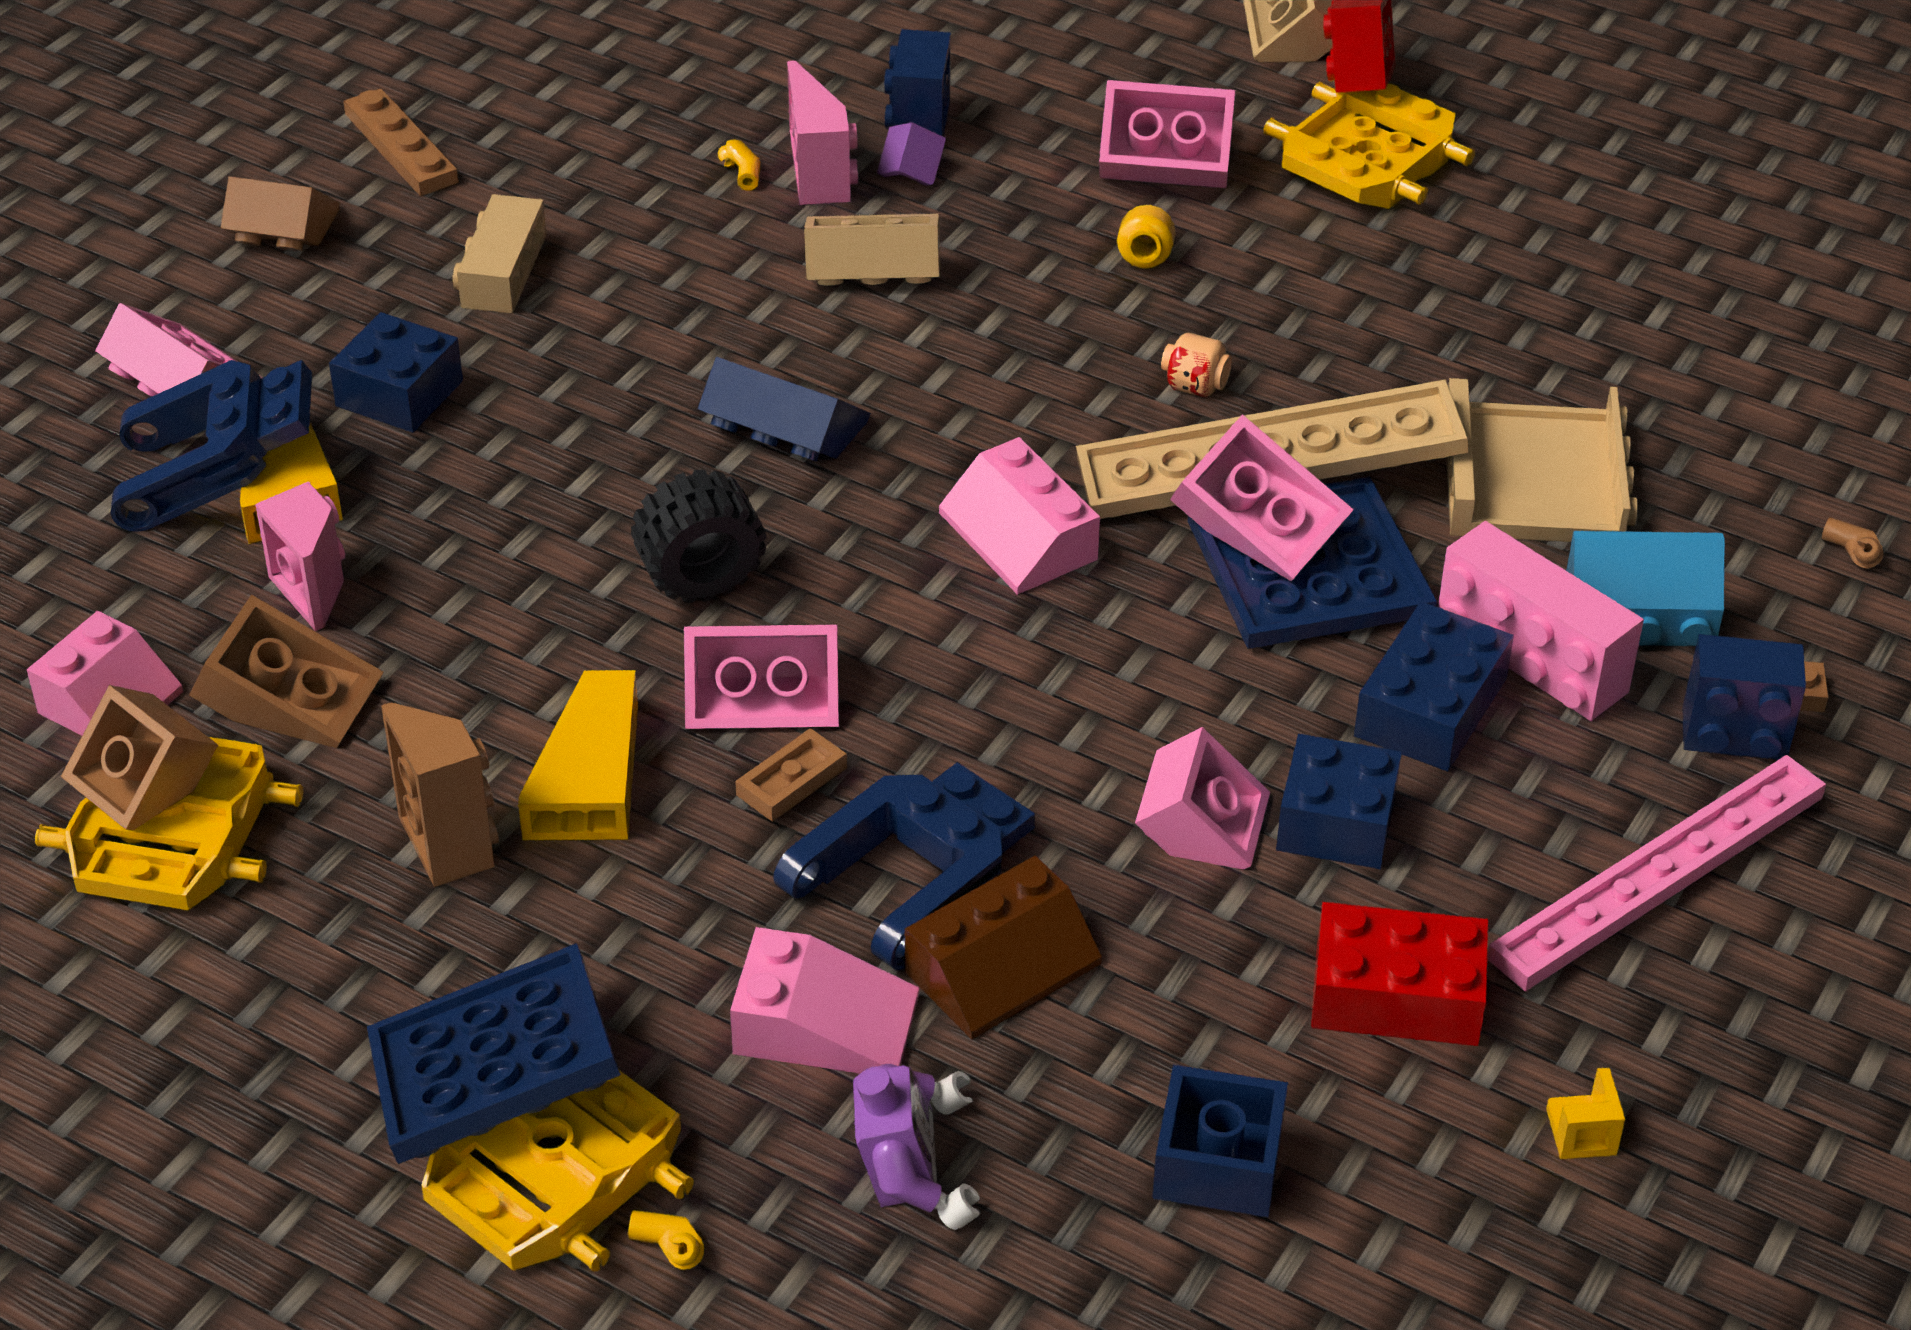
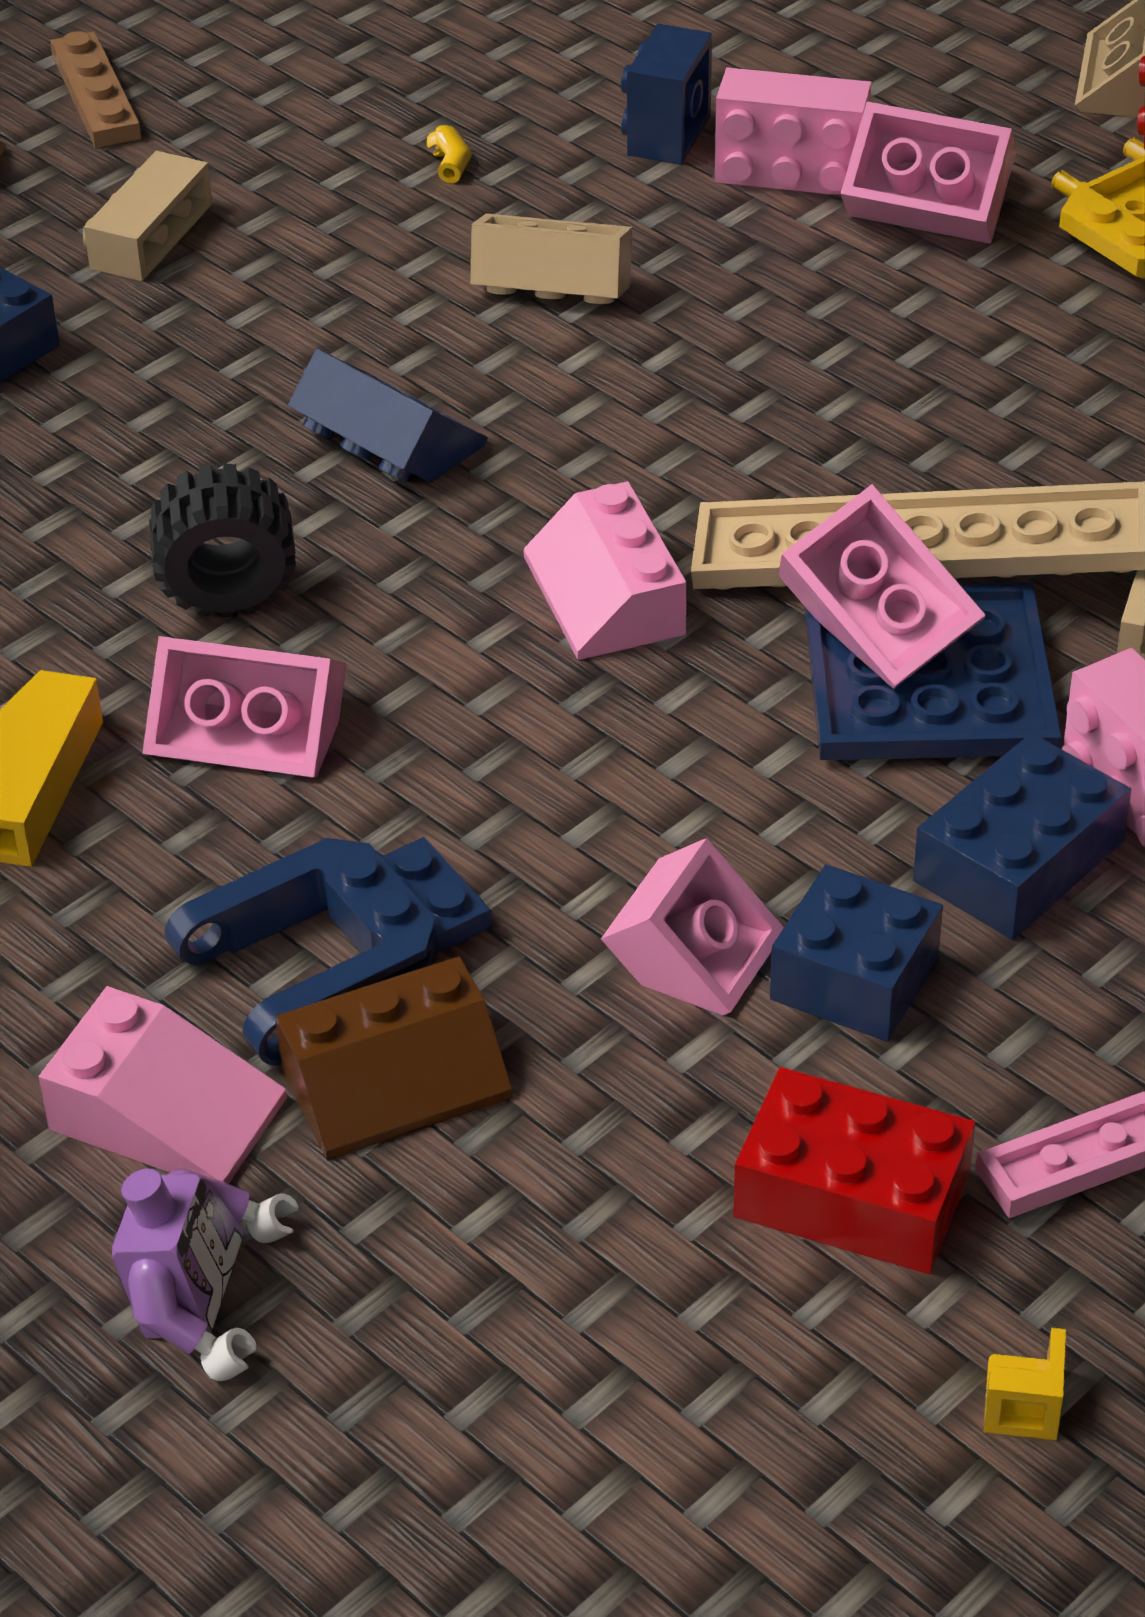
camera: 15 degrees right, 0 degrees up
(791, 774) = (234, 822): medium nougat plate -> none
(819, 140) = (532, 137): bright pink slope -> none
(911, 153) = (639, 163): medium lavender panel -> none
(1038, 111) = (787, 129): none -> bright pink brick
(1146, 236) = (870, 283): yellow head -> none
(1196, 364) = (877, 431): light nougat head -> none
(1219, 1140) = (555, 1332): dark blue brick -> none

